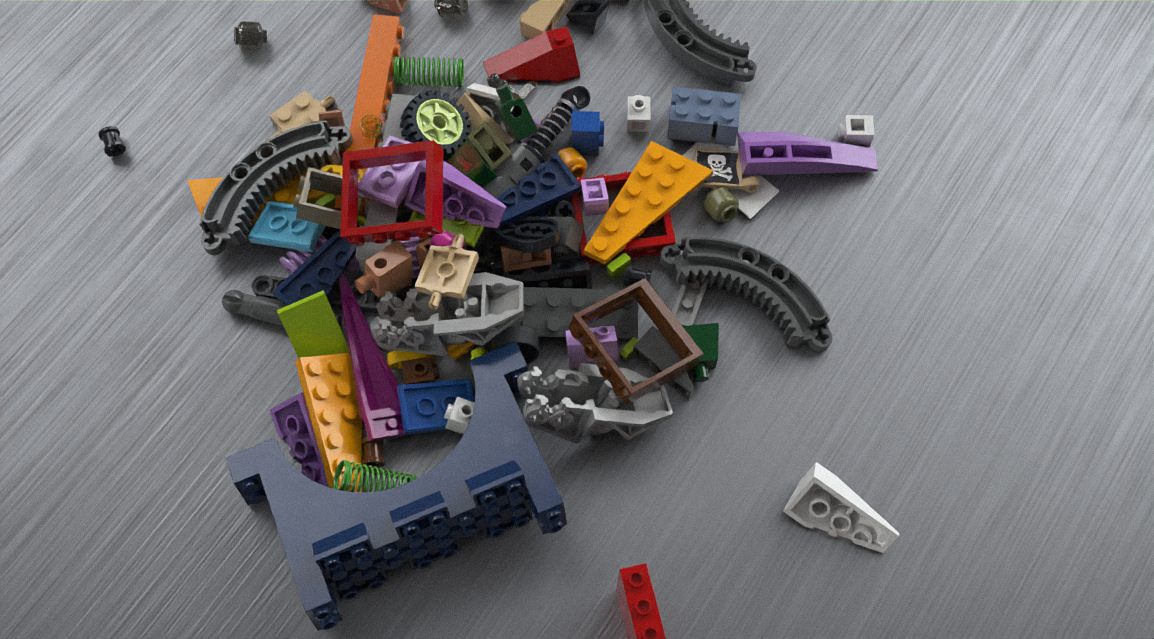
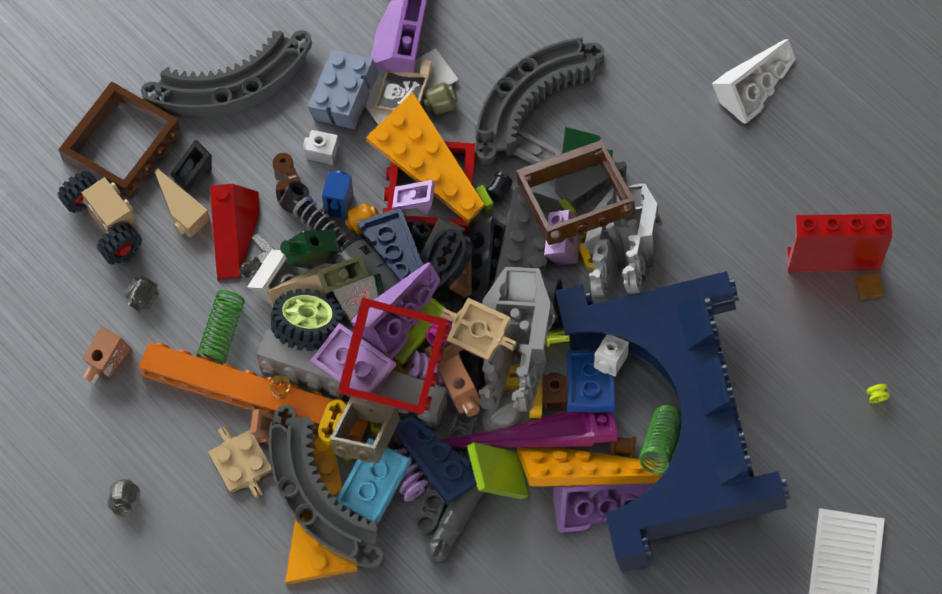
camera: 75 degrees left, 0 degrees up
(608, 90) = (284, 172): none -> reddish brown leg

